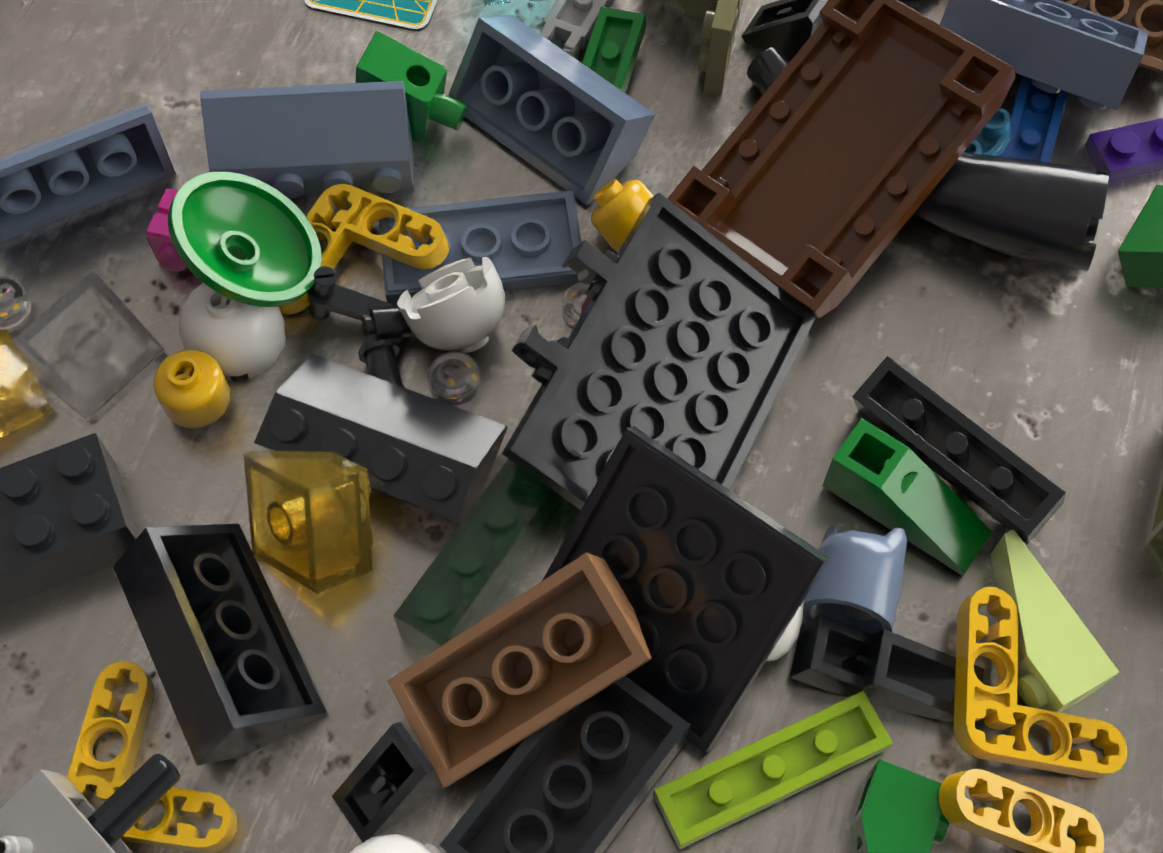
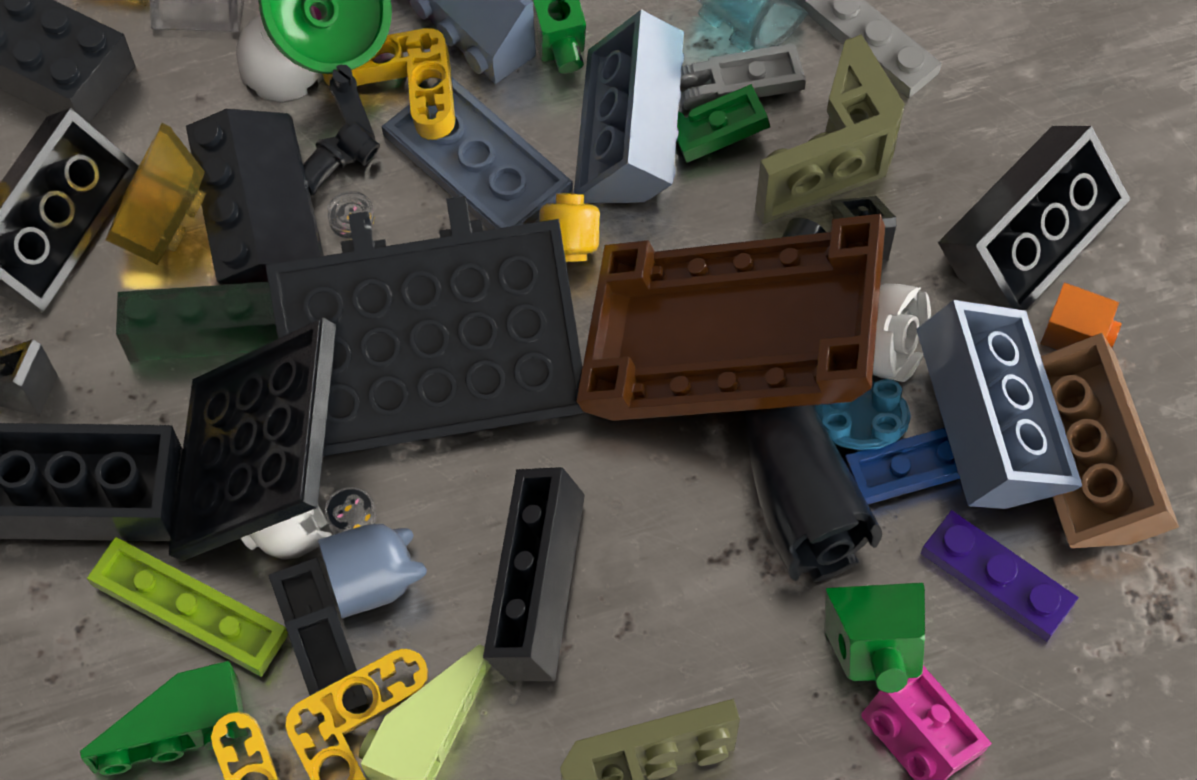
camera: 55 degrees right, 0 degrees up
(191, 388) = (208, 65): yellow head -> none
(456, 306) = (395, 172): white cylinder -> none
(521, 667) = (131, 386): medium nougat slope -> none
(904, 493) = (468, 562): green slope -> none

